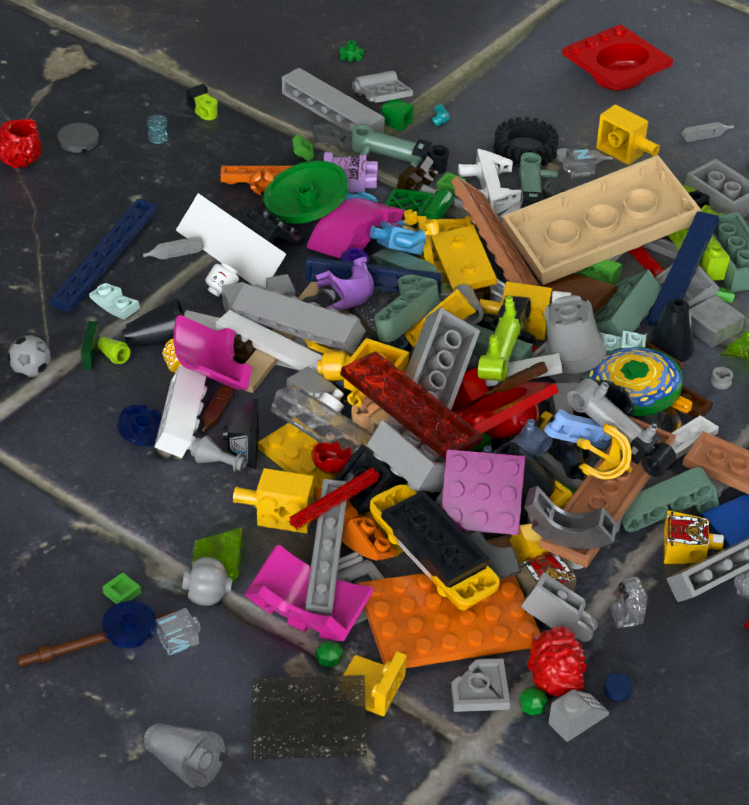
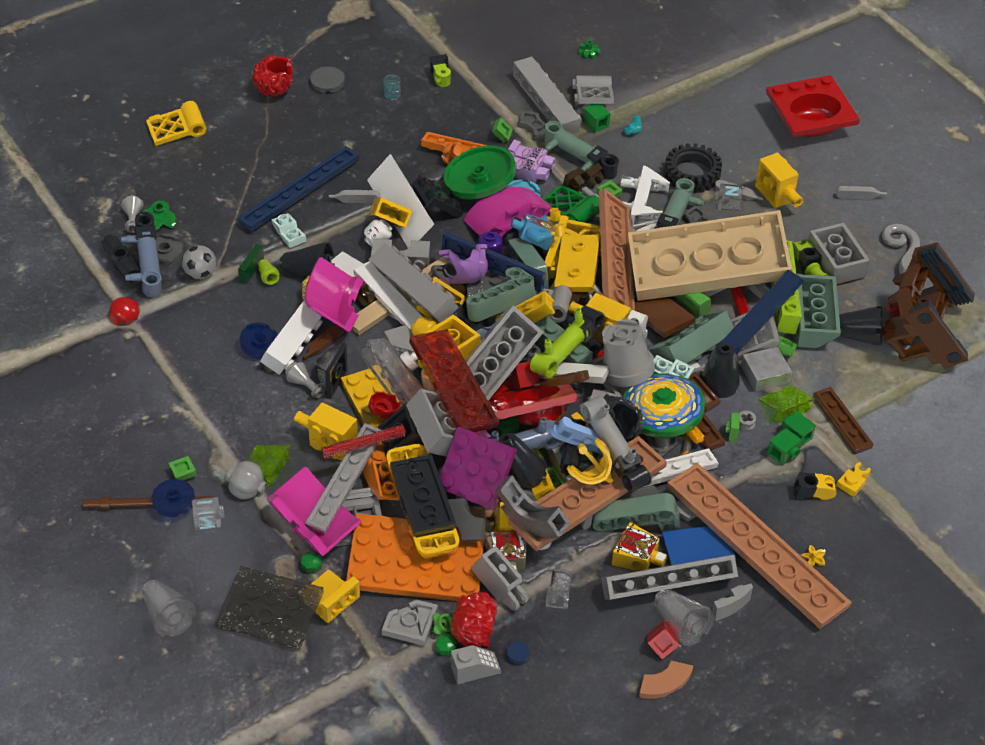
camera: 20 degrees right, 5 degrees up
(222, 249) = (388, 211): none -> yellow torso
(519, 678) = (442, 623): none -> bright green plate
(715, 386) = (732, 427): none -> bright green plate

